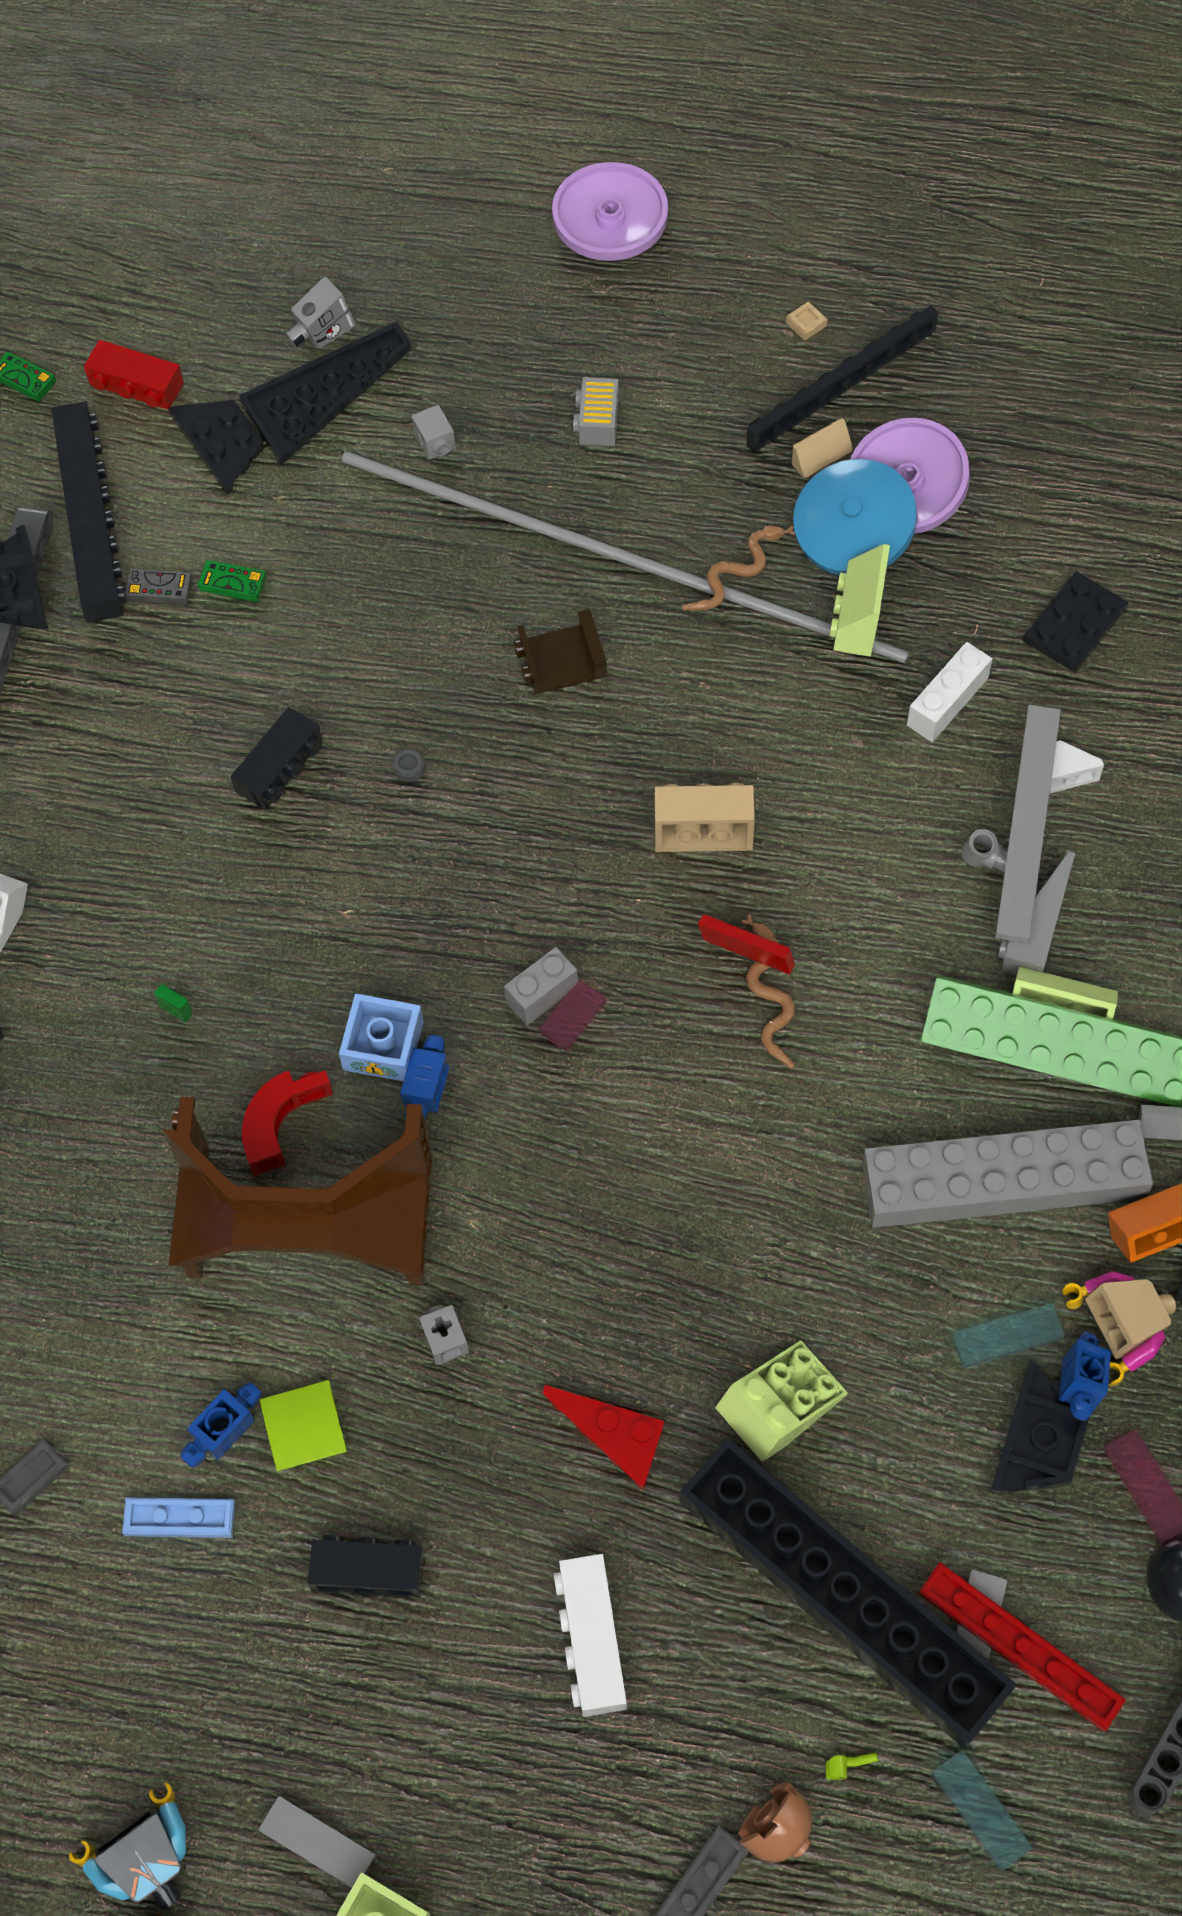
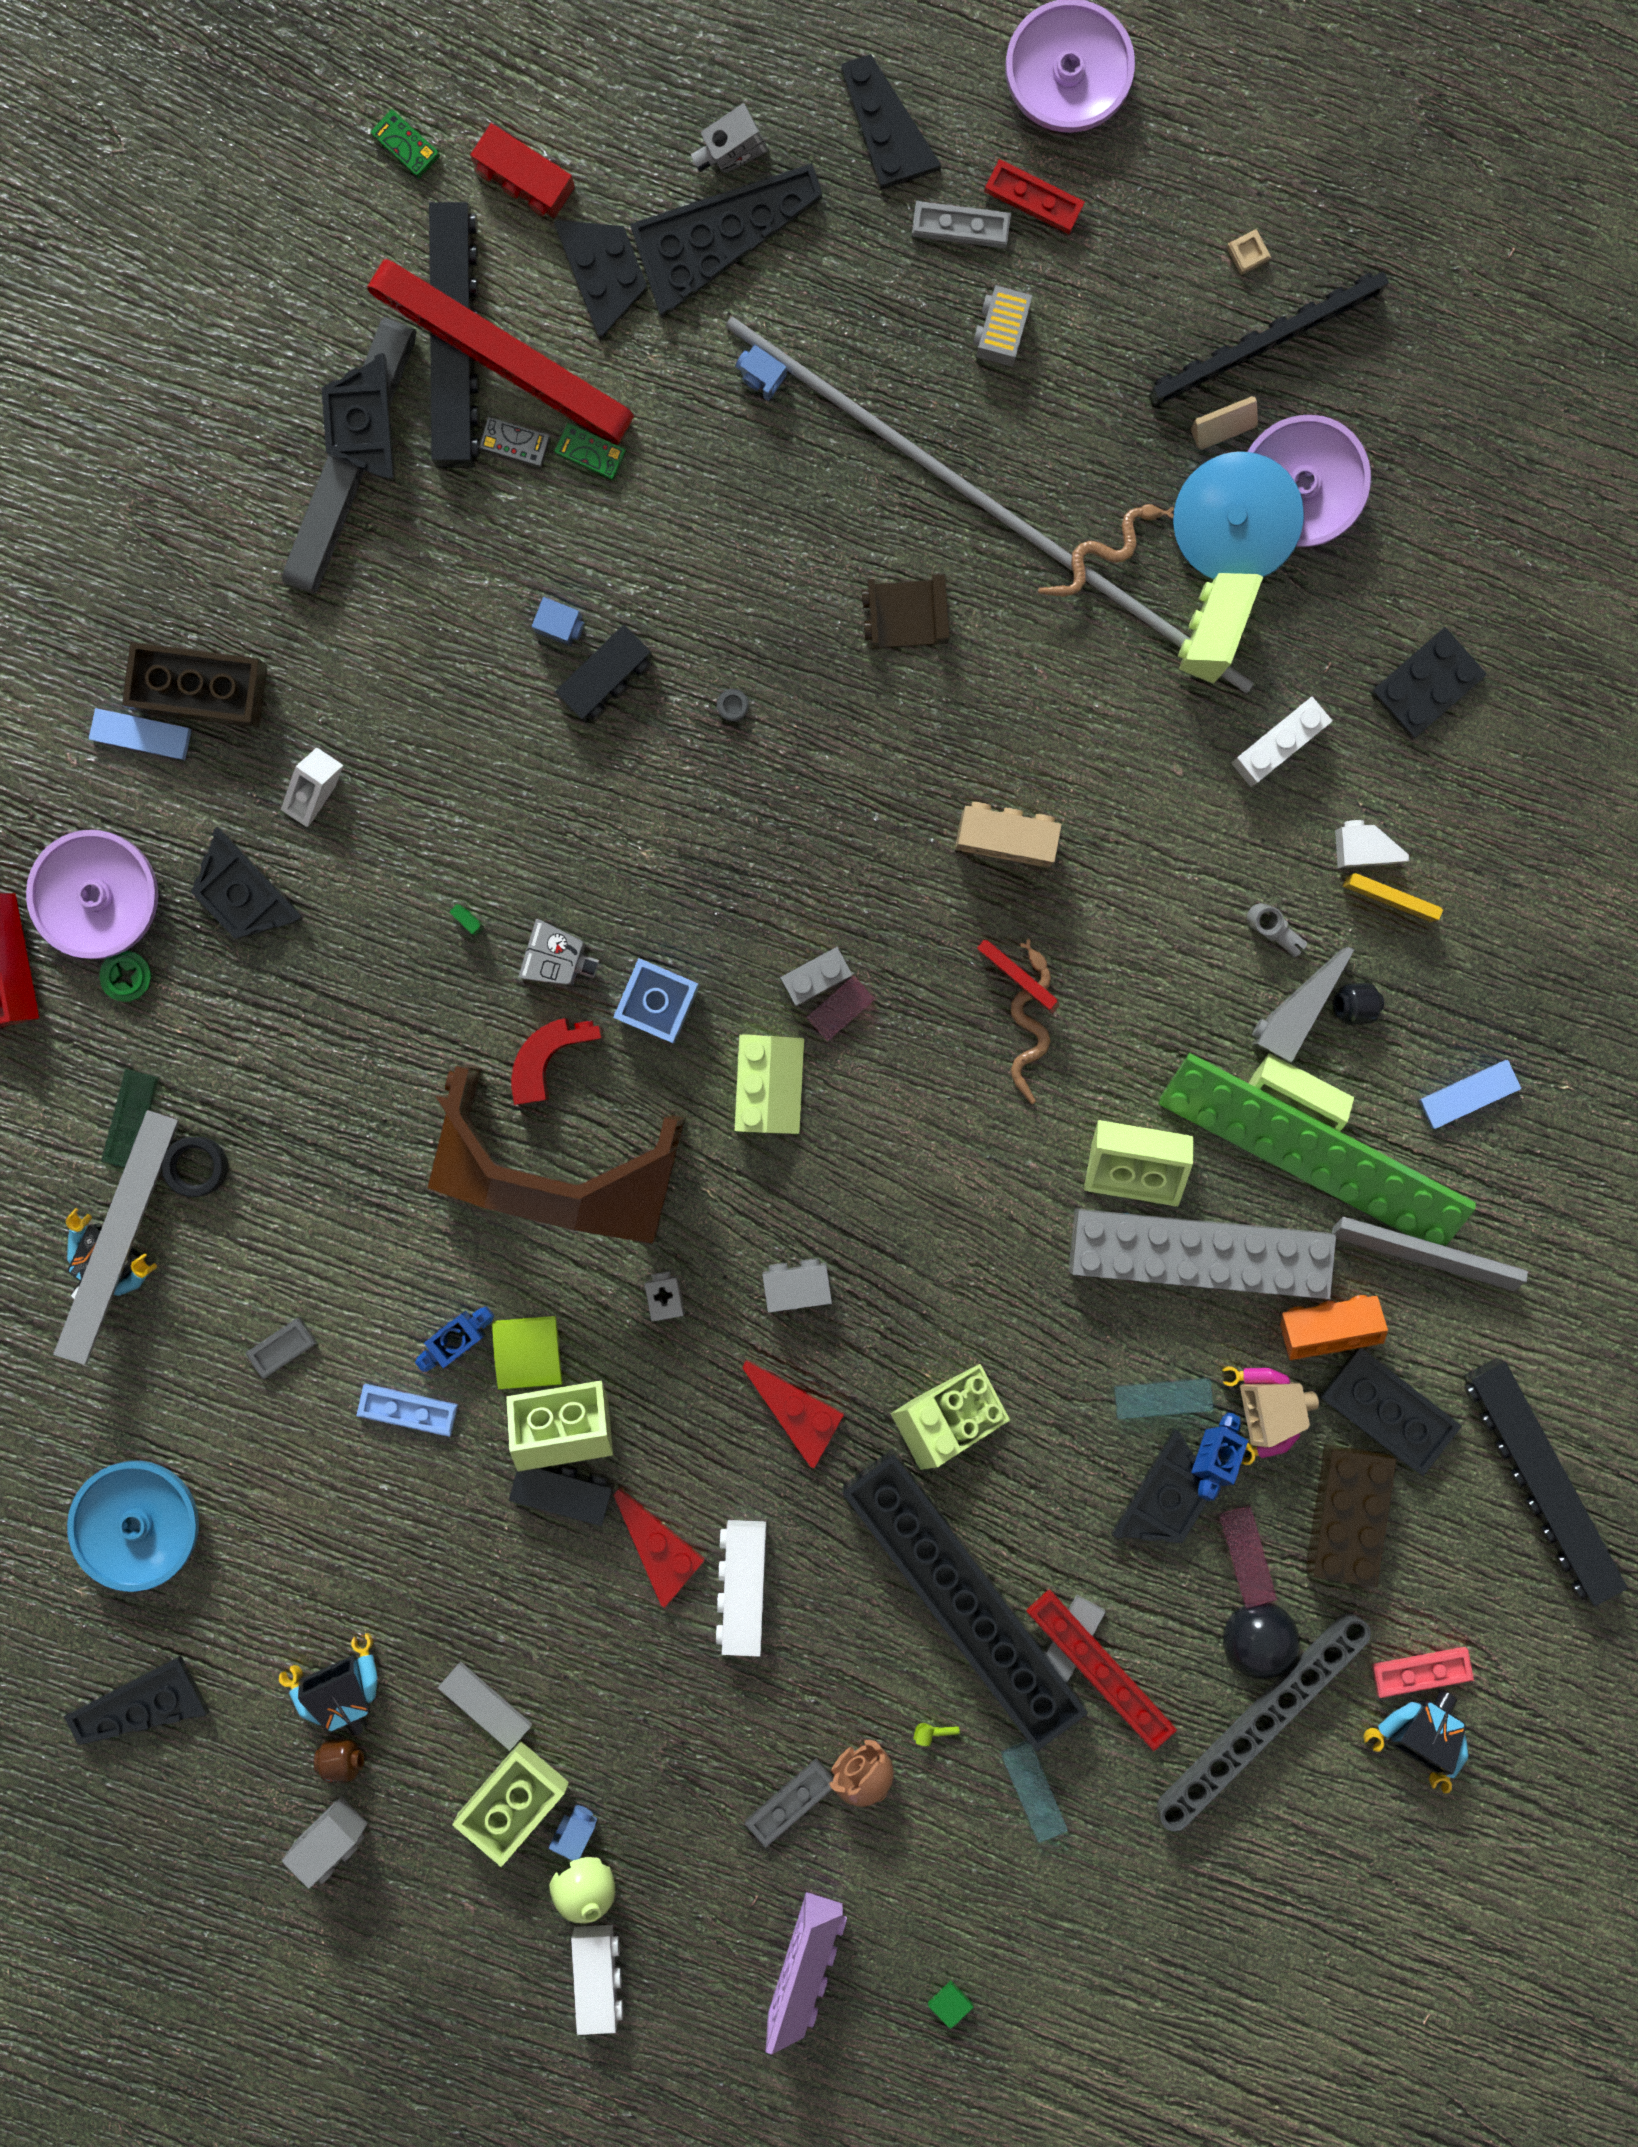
camera: 10 degrees right, 25 degrees up
(134, 506) = (499, 351): none -> red beam
(223, 722) = (558, 622): none -> medium blue brick
(269, 1020) = (555, 956): none -> light grey torso
(351, 1487) = (559, 1426): none -> yellowish green brick
(382, 485) = (761, 371): none -> medium blue brick
(426, 1075) = (690, 1049): blue piece -> none
(433, 432) = (827, 315): light grey brick -> none
(459, 290) = (889, 133): none -> black wing
(495, 1620) = (663, 1553): none -> red wing
(513, 1099) = (769, 1084): none -> yellowish green slope
(541, 346) = (961, 224): none -> light grey tile
(584, 1294) = (796, 1286): none -> light grey brick
(602, 312) = (1034, 196): none -> red plate
(916, 1100) = (1139, 1163): none -> yellowish green slope
(1028, 824) = (1318, 909): light grey tile -> none
(1095, 906) = (1358, 1003): none -> black head
(1099, 805) = (1393, 897): none -> yellow tile

